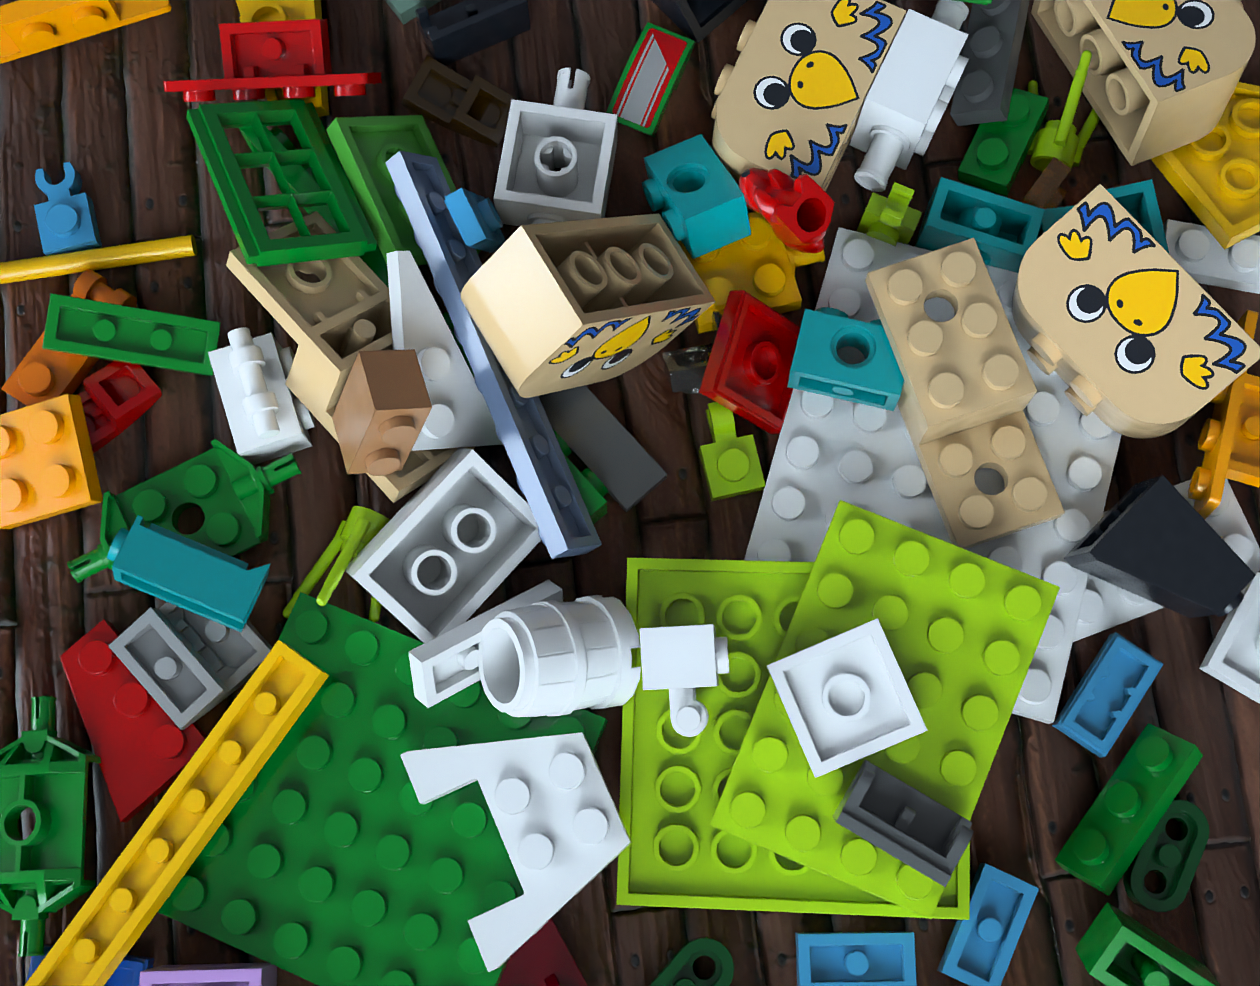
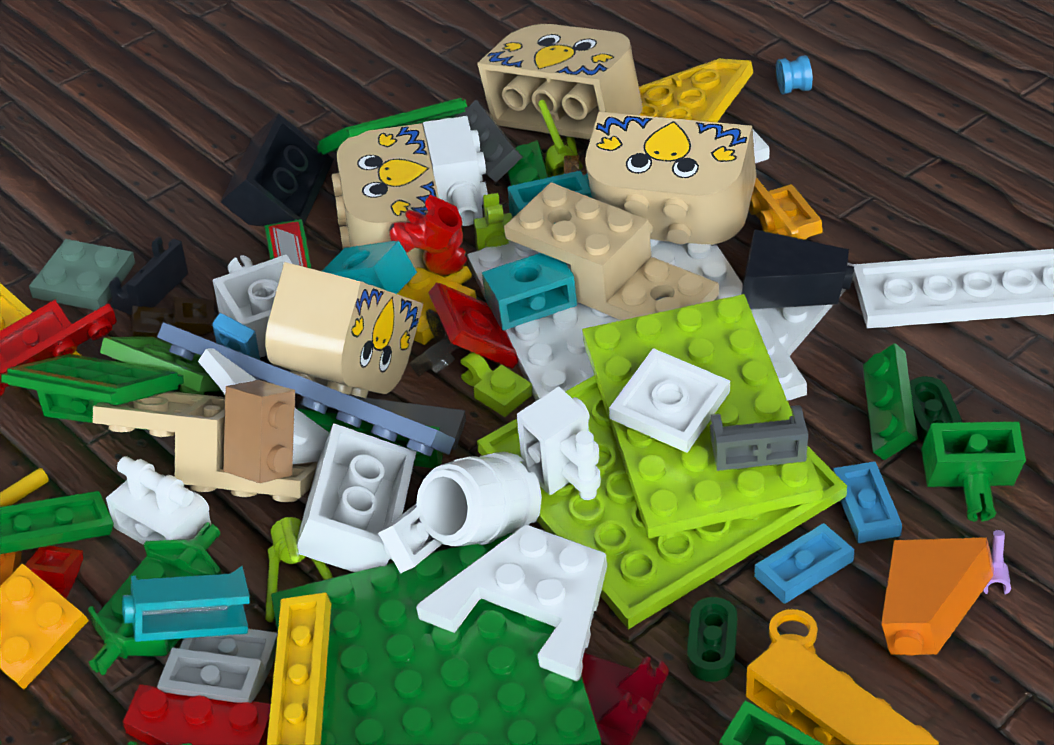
camera: 30 degrees left, 35 degrees down
(1107, 695) = (827, 363): dark azure plate -> none

